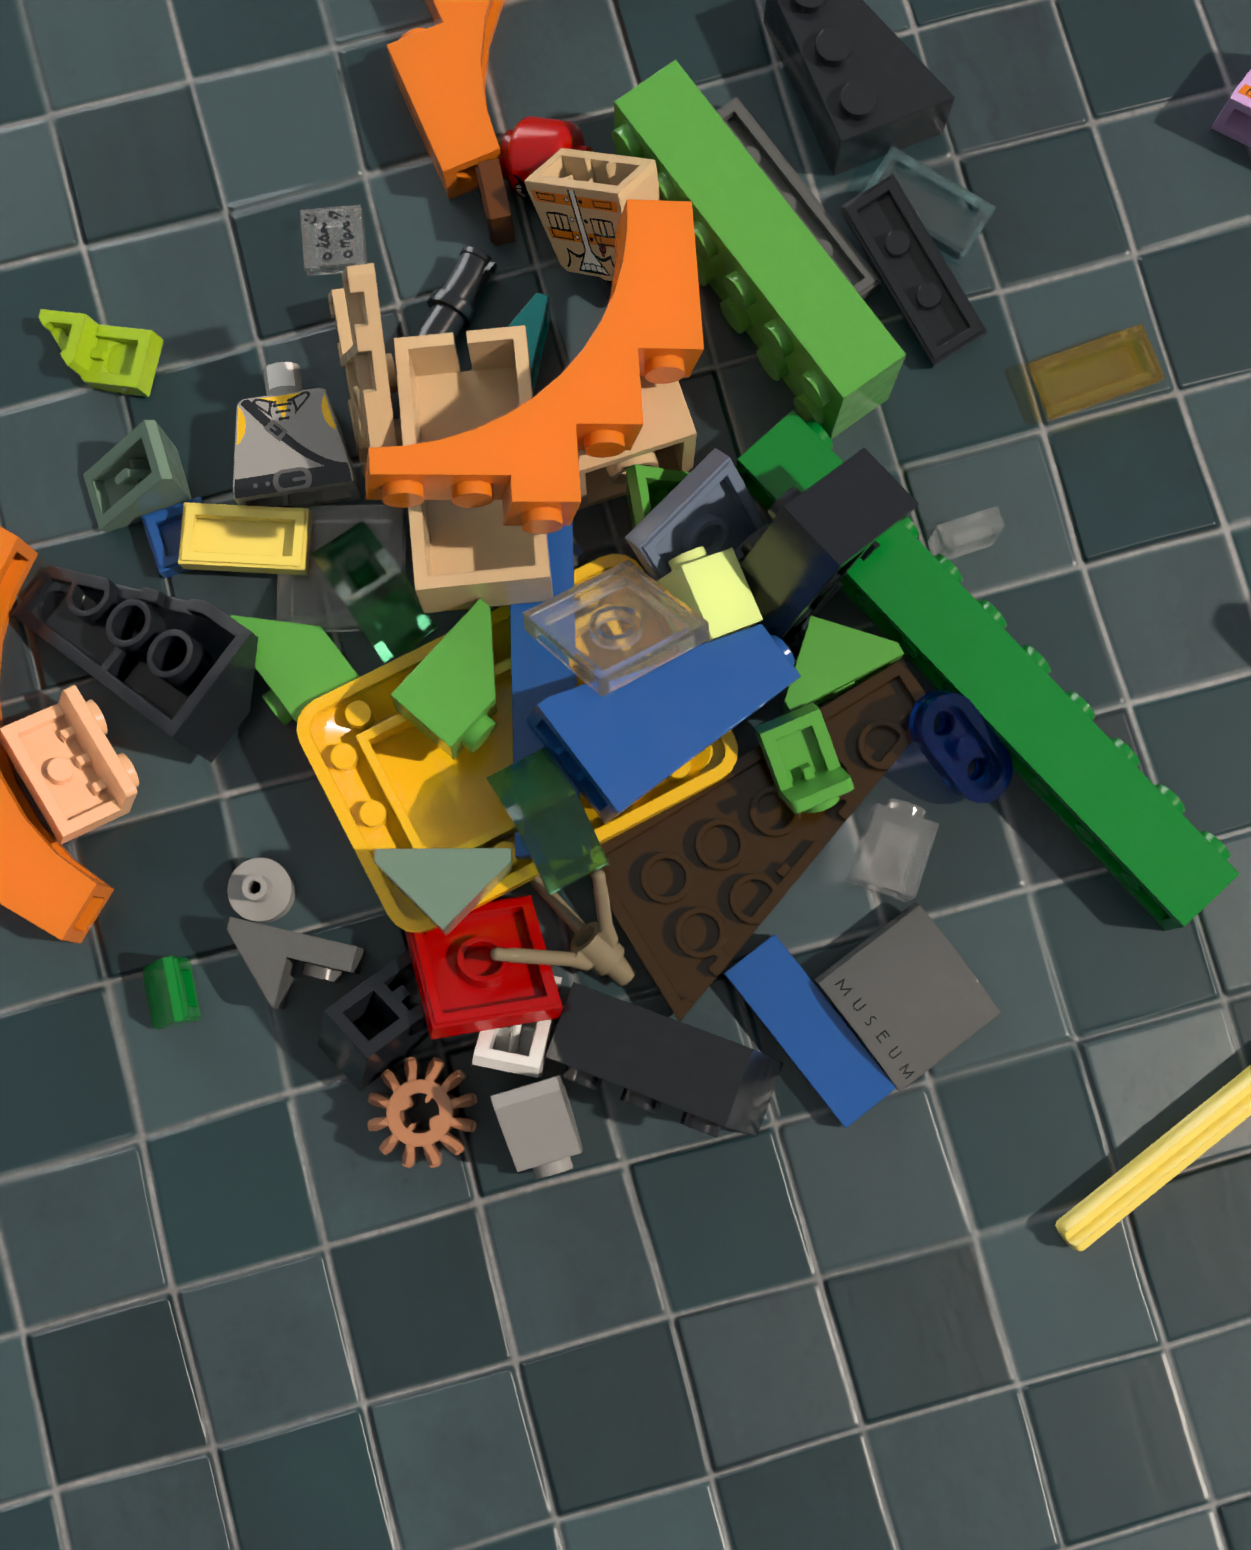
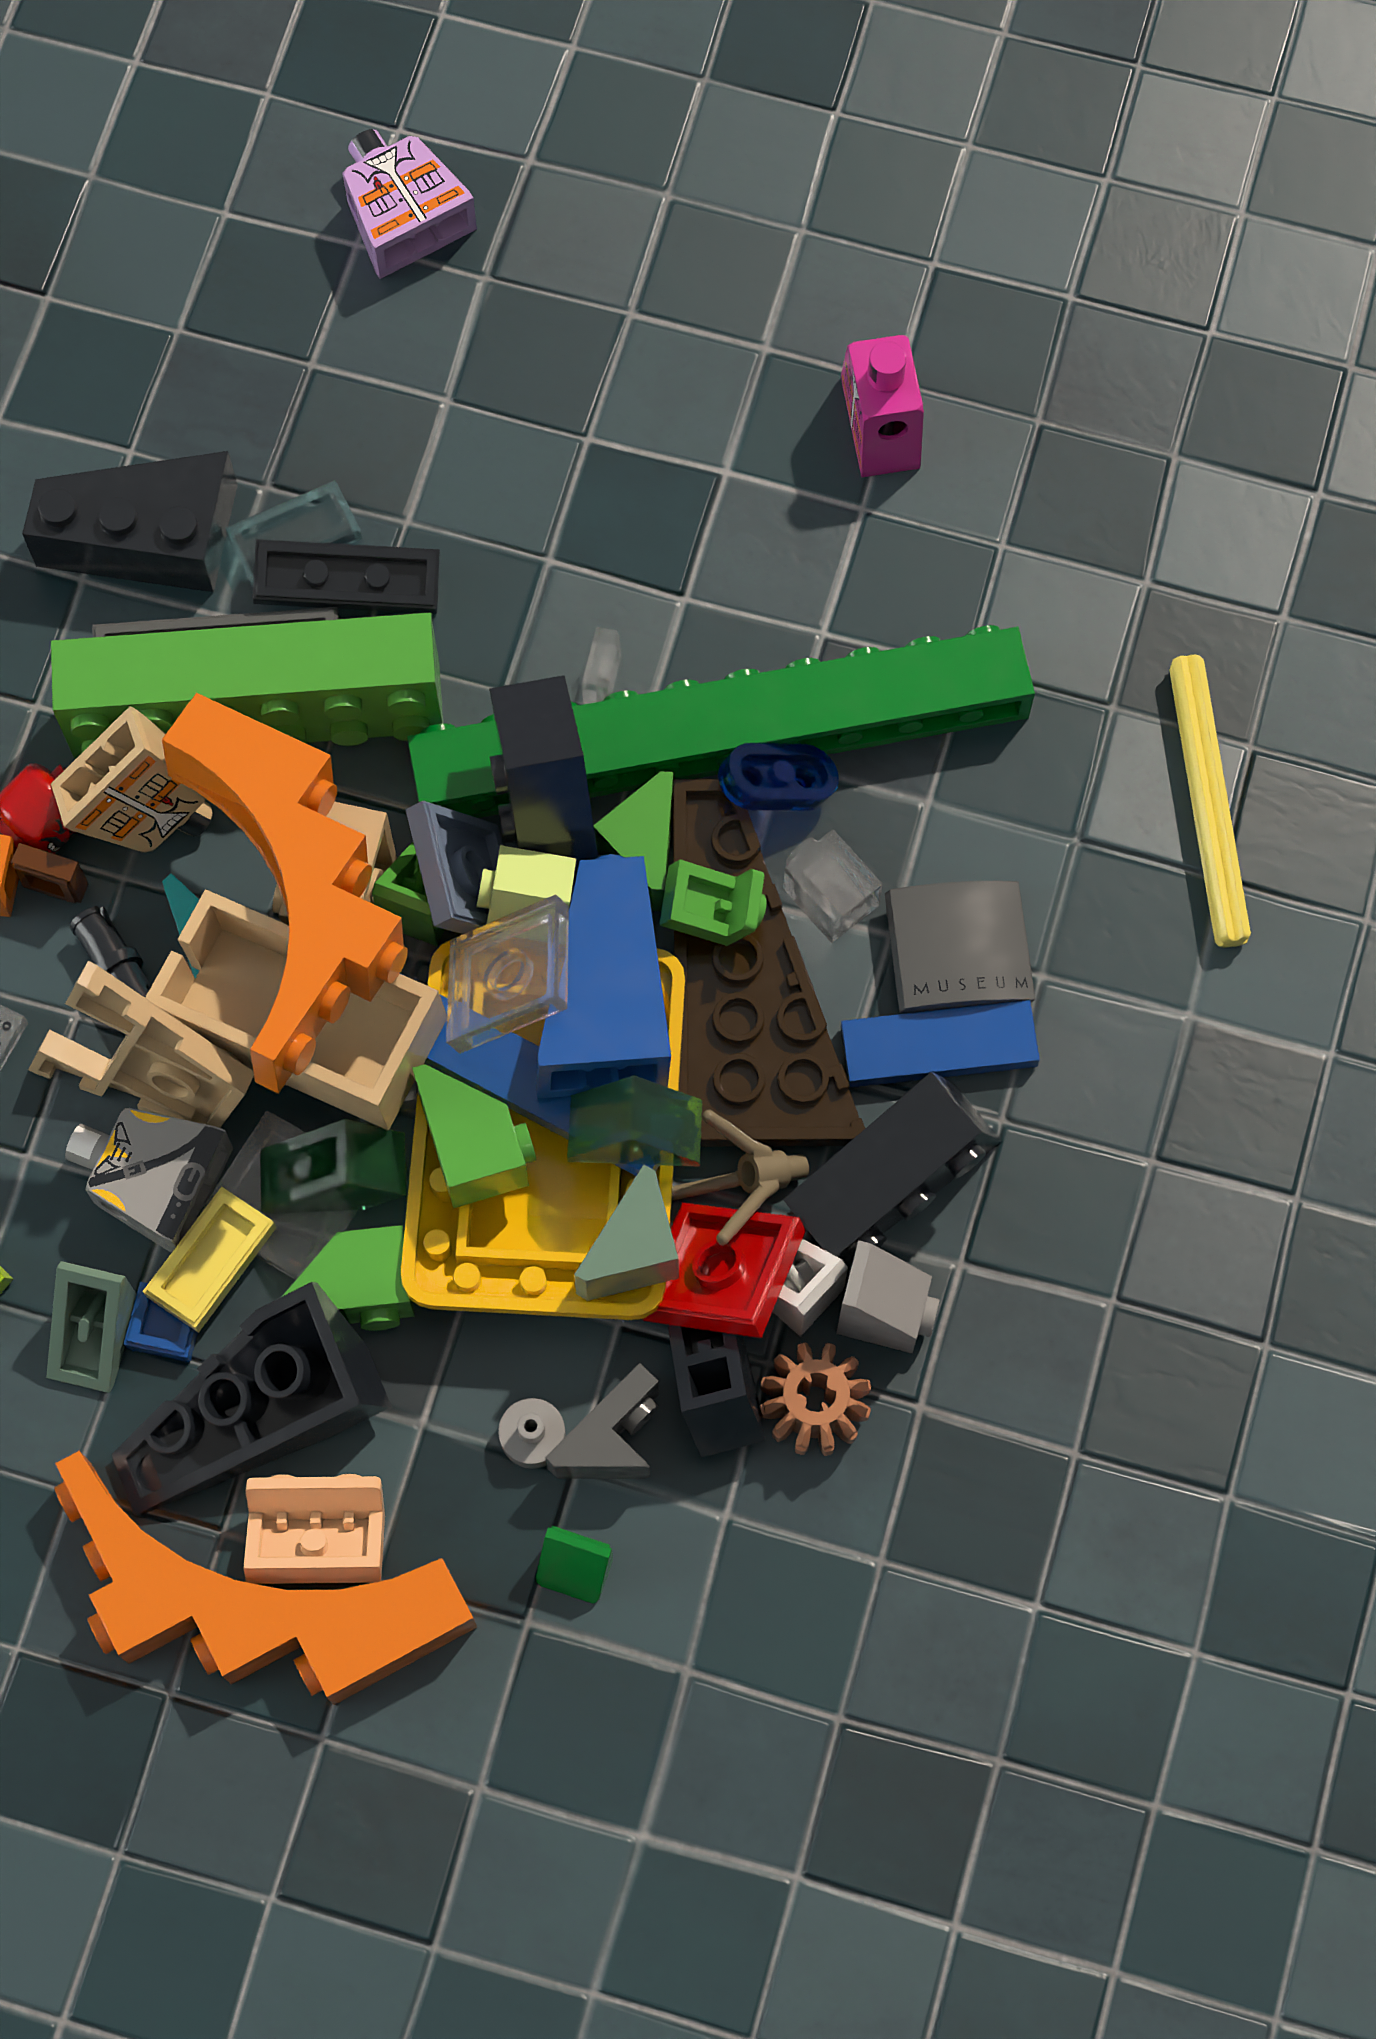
camera: 60 degrees left, 10 degrees down
(1096, 372) = (529, 489): clear yellow tile -> none

